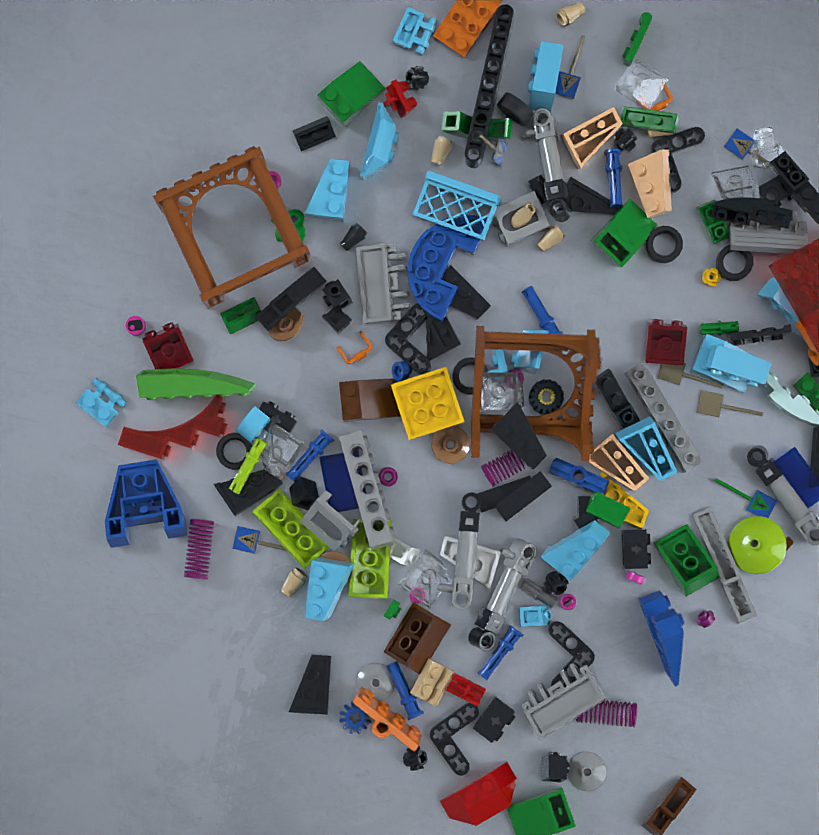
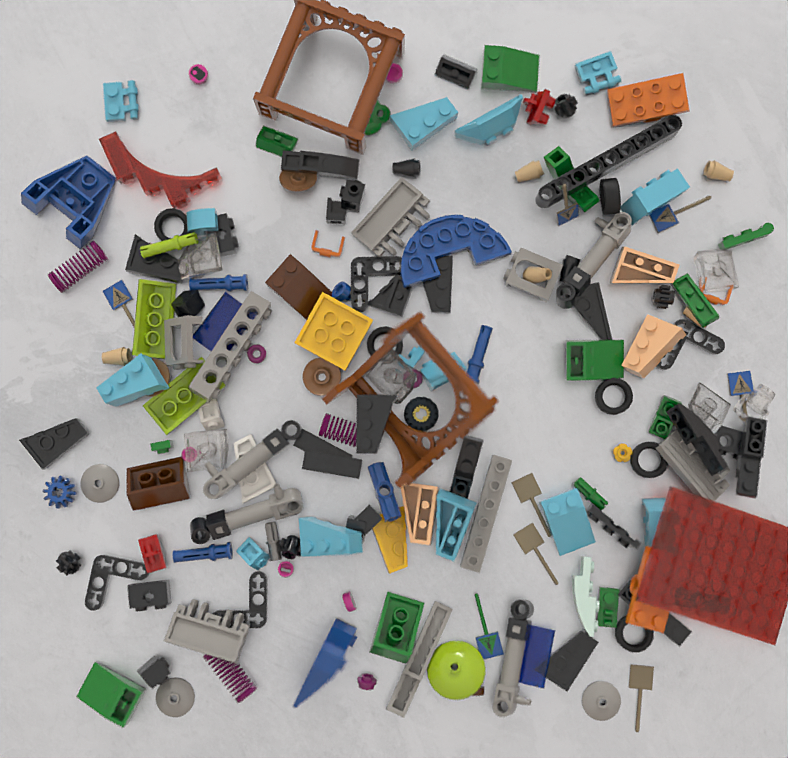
camera: 50 degrees right, 0 degrees up
(167, 347) = (202, 110): dark red plate -> none
(188, 383) = (189, 147): bright green slope -> none
(381, 712) = (76, 516): orange plate -> none
(408, 699) = (107, 518): blue pin -> none
(432, 682) = (135, 524): tan bracket -> none
(461, 189) = (515, 215): medium azure fence -> none
(482, 797) = (86, 638): red wedge -> none
(551, 238) = (541, 310): tan cone -> none
(607, 509) = (378, 535): green slope -> none
(614, 168) = (632, 306): blue pin -> none
(629, 557) = (373, 571): black brick -> none
(665, 342) = (542, 464): dark red plate -> none
(738, 366) = (574, 533): medium azure wedge -> none

